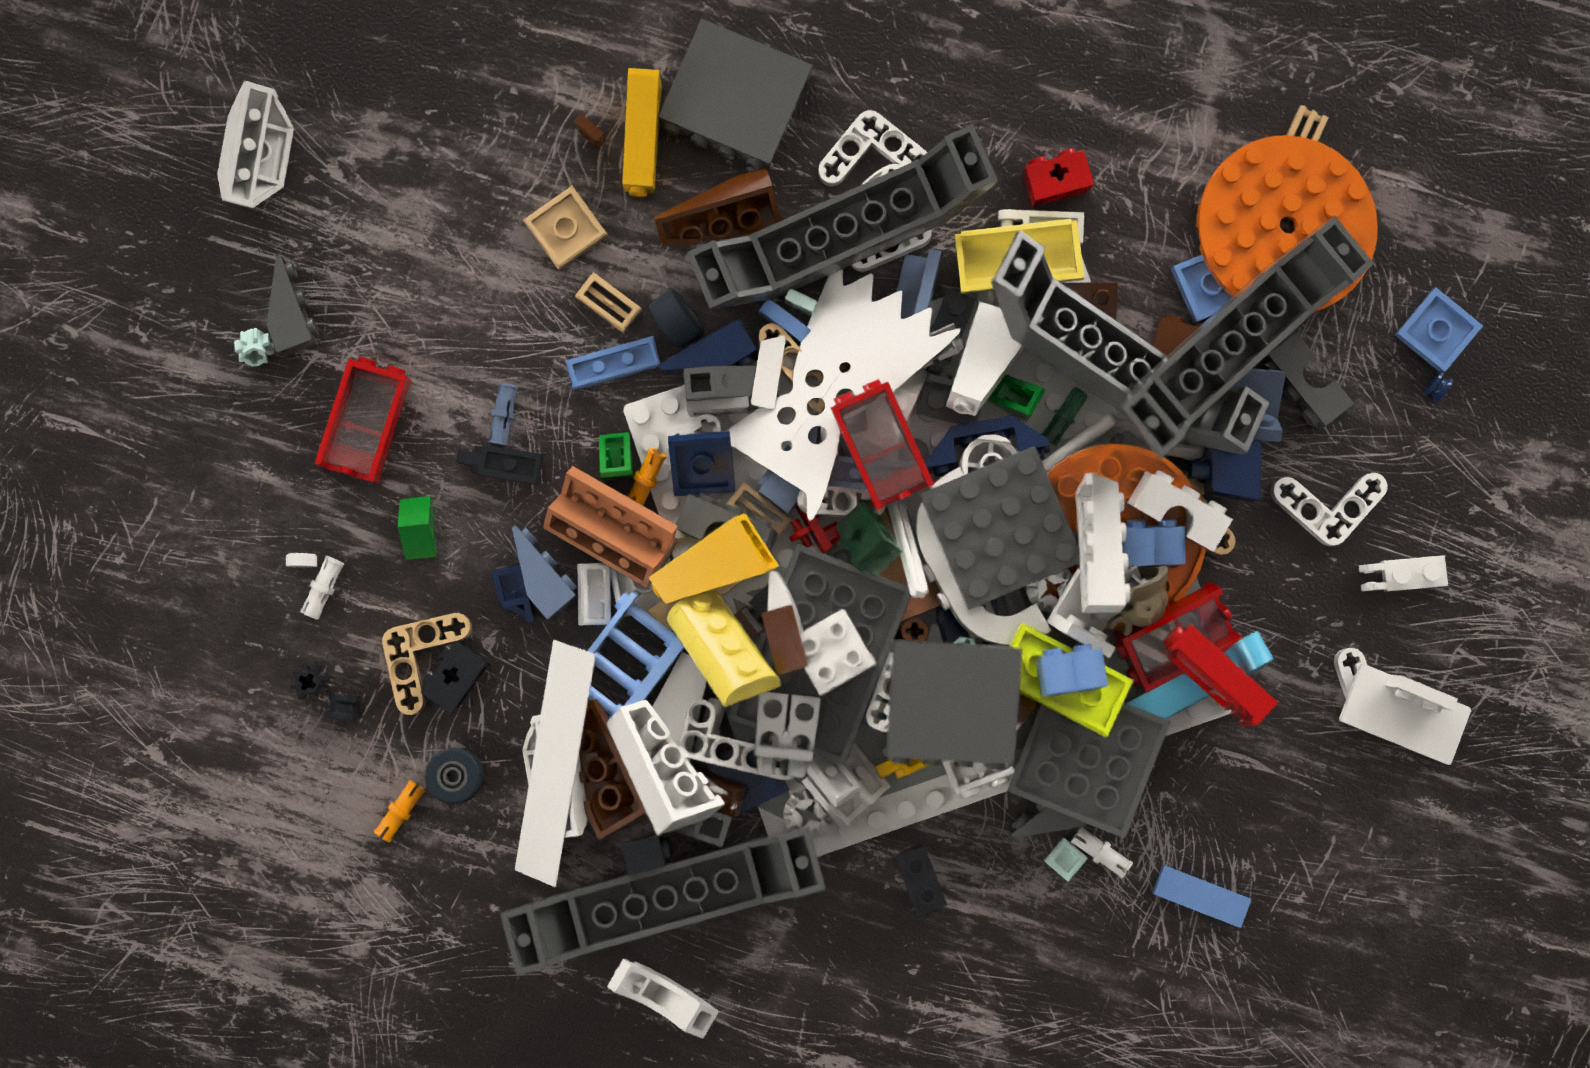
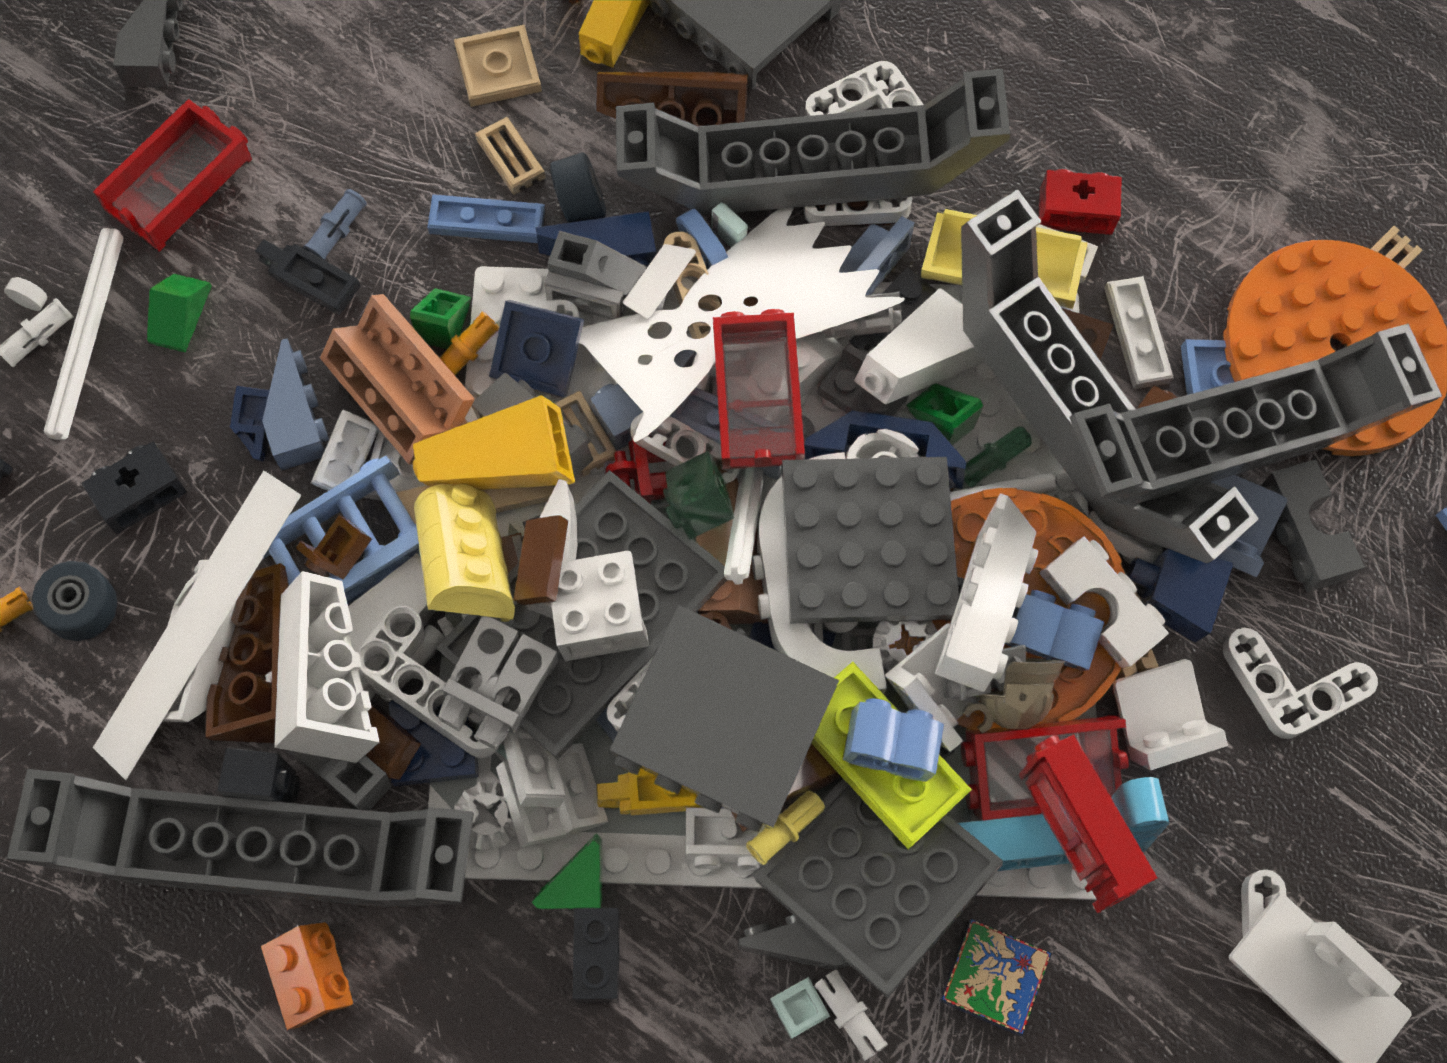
camera: 20 degrees right, 15 degrees down
(254, 347) = (93, 57): light aqua gear -> none
(357, 572) = (83, 335): none -> white axle
(413, 644) = (102, 436): tan beam -> none
(628, 674) = (337, 549): none -> reddish brown bracket
(664, 996) = (194, 975): white arch -> none
(732, 964) = (306, 974): none -> orange bracket
(886, 838) = (577, 882): none -> green slope
(1024, 740) = (786, 828): none -> light yellow axle
(1135, 269) = (1138, 333): none -> white tile
(1188, 789) = (995, 977): none -> tile
(1247, 568) = (1165, 716): none -> white bracket
(1407, 574) = (1371, 807): white hinge -> none

